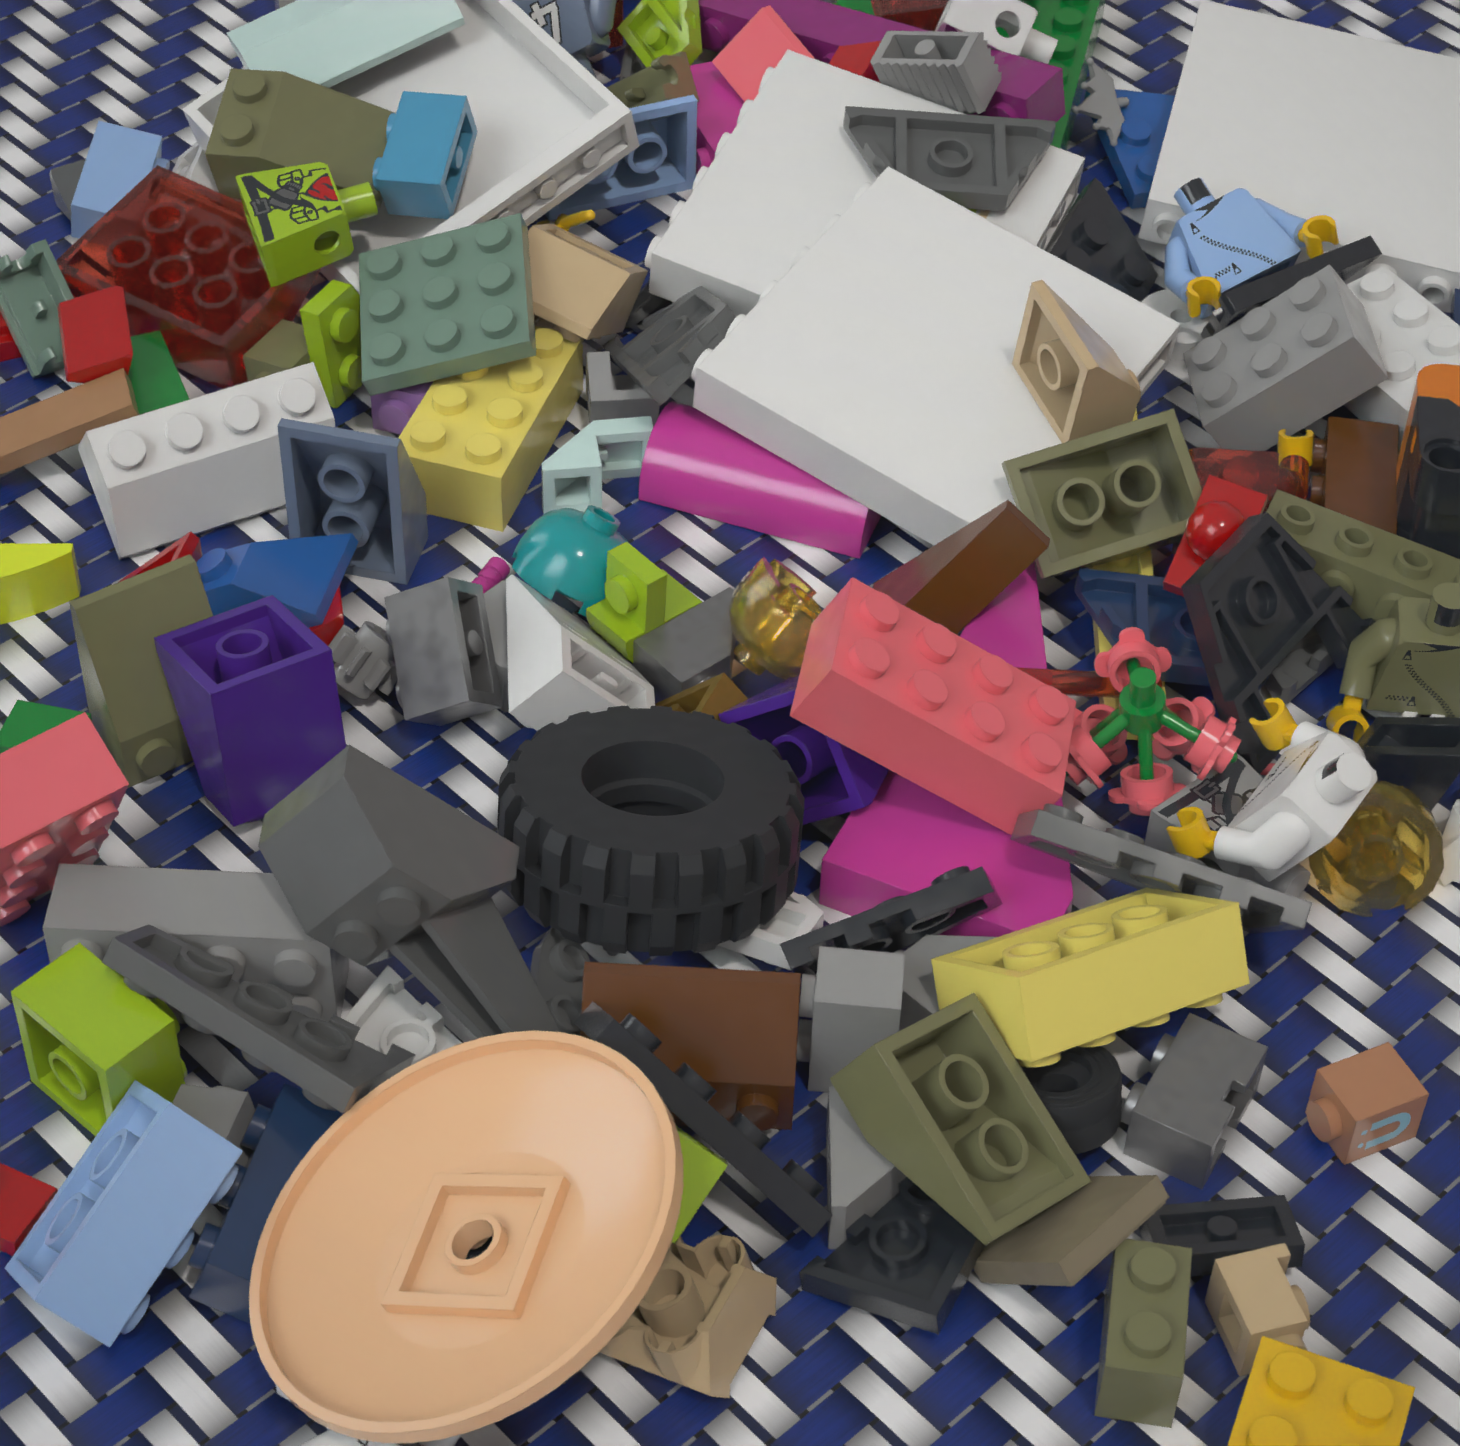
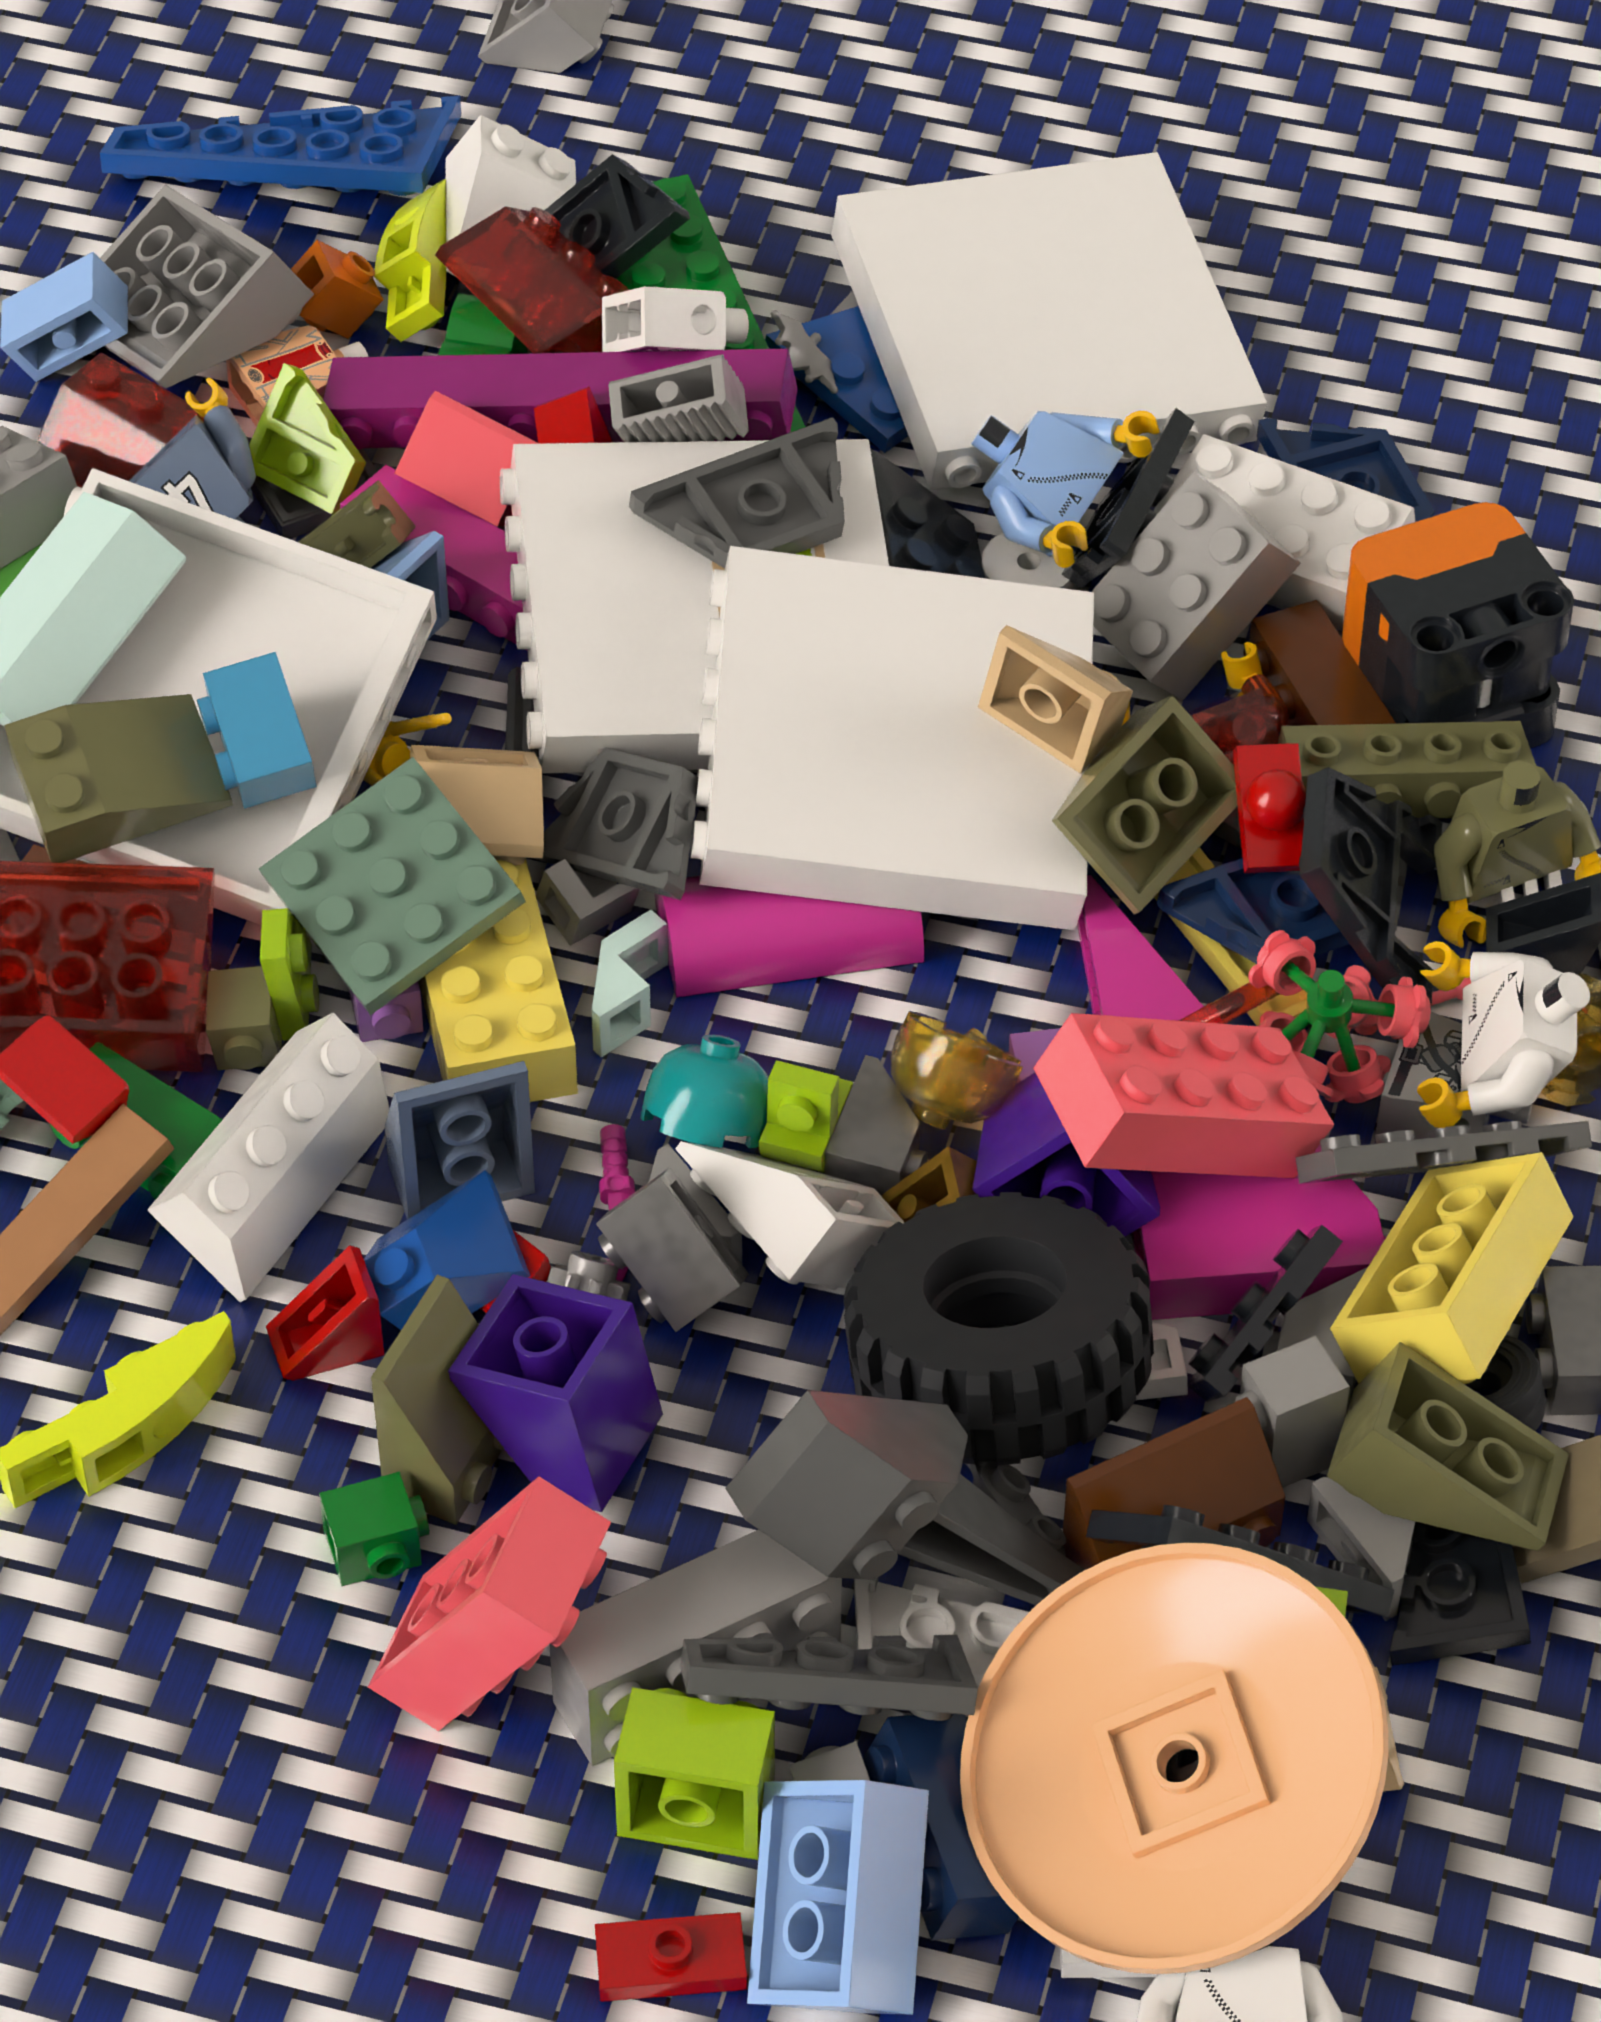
camera: 30 degrees left, 5 degrees up
(301, 218) = (180, 858): lime torso -> none
(967, 568) = (1066, 955): reddish brown slope -> none

